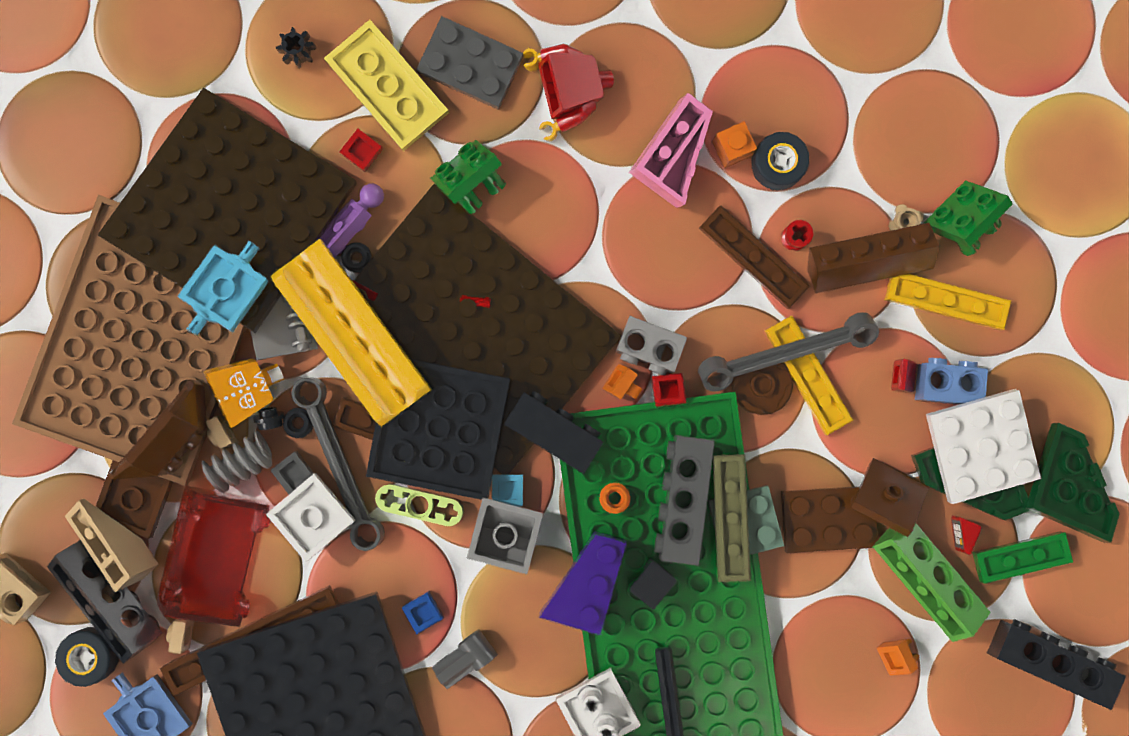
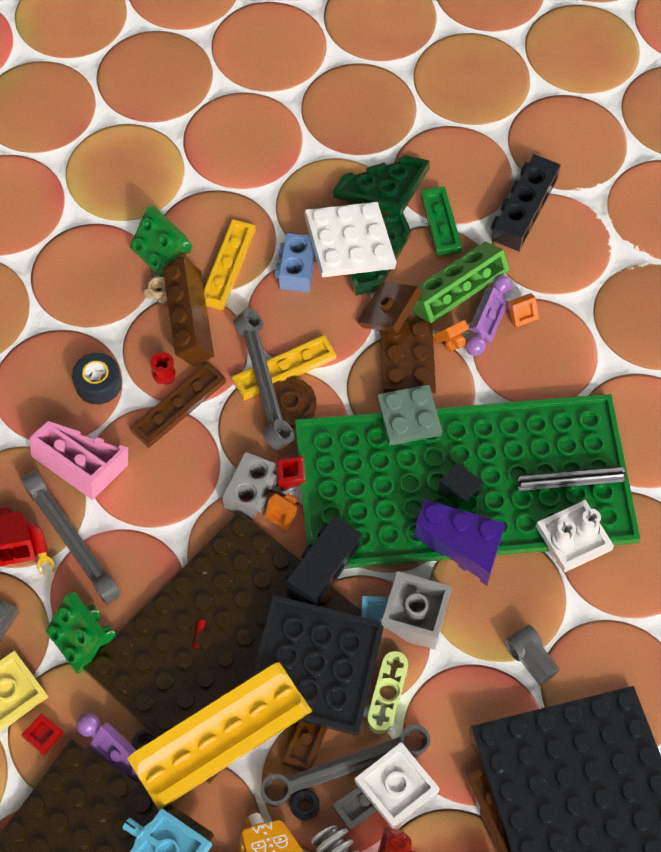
camera: 85 degrees left, 25 degrees down
(269, 418) = (300, 830): black plate -> none
(282, 333) = (212, 809): light grey hinge -> none
(422, 612) = (489, 694): blue tile -> none
(621, 505) = (385, 509): orange plate -> none
(633, 113) = (101, 581): none -> dark grey piece
(688, 548) = (376, 447): dark grey brick -> none
(731, 518) = (404, 420): olive tile -> none
(734, 144) = (78, 411): orange brick -> none
(858, 571) = (452, 335): none -> orange tile
(888, 615) = (488, 315): none -> medium lavender plate
(904, 375) = (288, 298): red slope -> none
(964, 534) = (421, 259): red slope -> none

